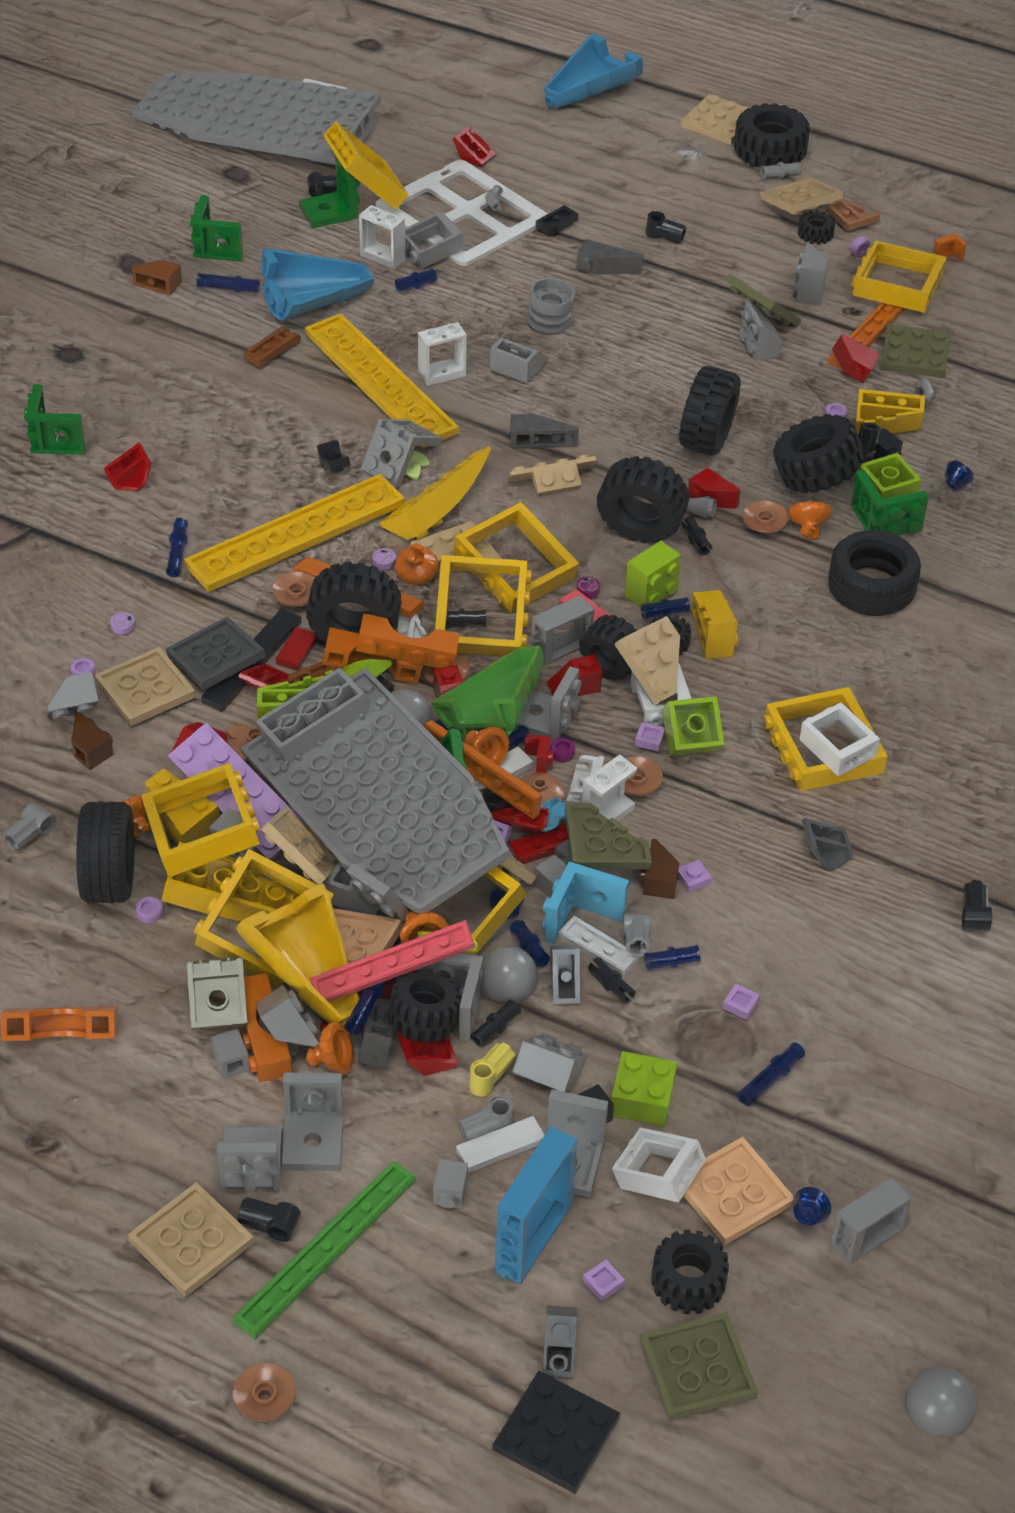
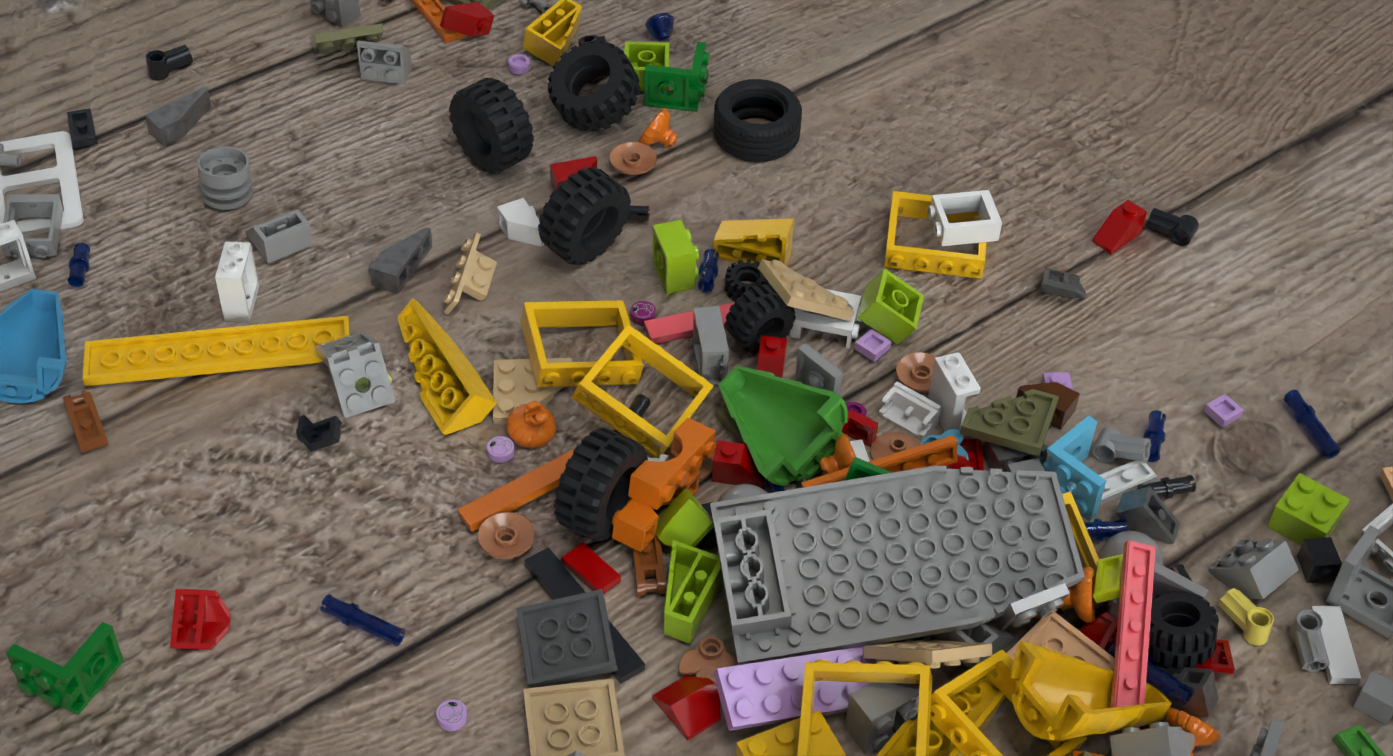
camera: 65 degrees left, 0 degrees up
(262, 676) = (628, 609): red slope -> none
(293, 532) = (411, 512): yellow plate -> none
(940, 867) = (1120, 227): none -> red slope

